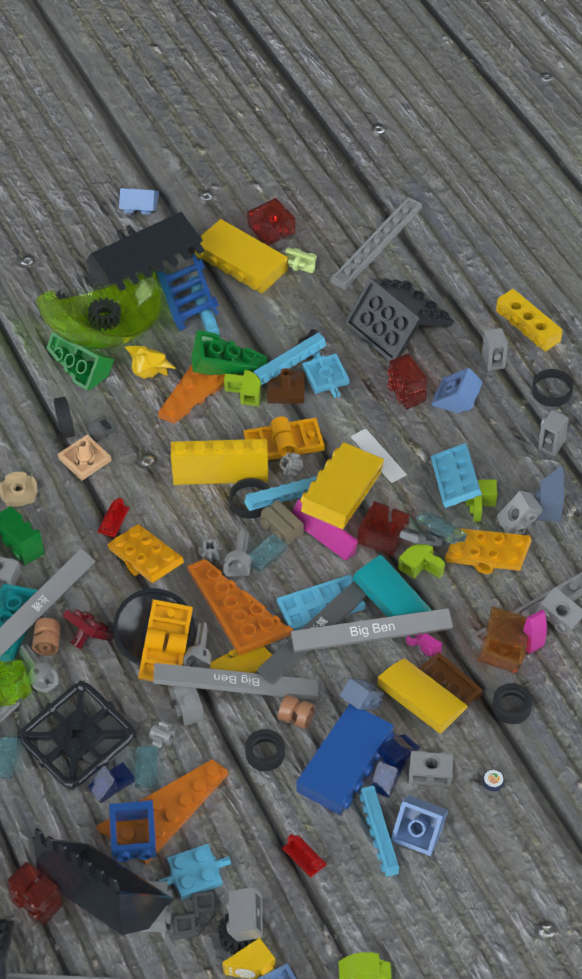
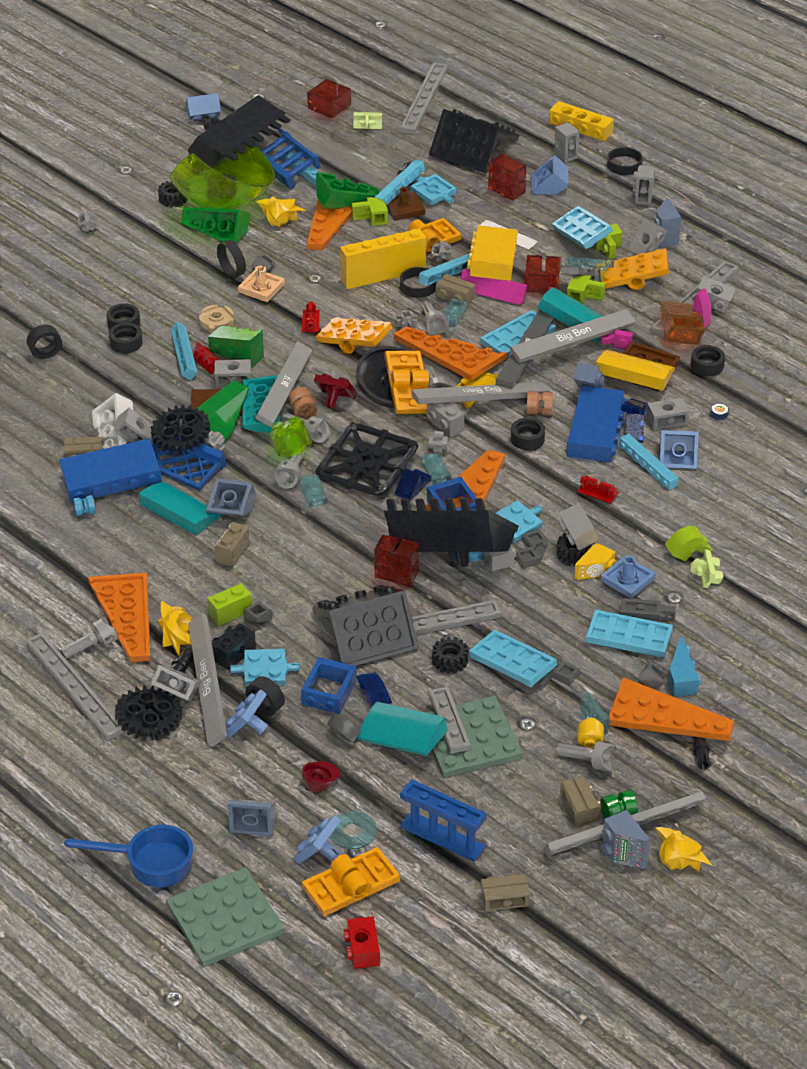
camera: 20 degrees left, 10 degrees down
(242, 256) = (319, 127): yellow brick -> none

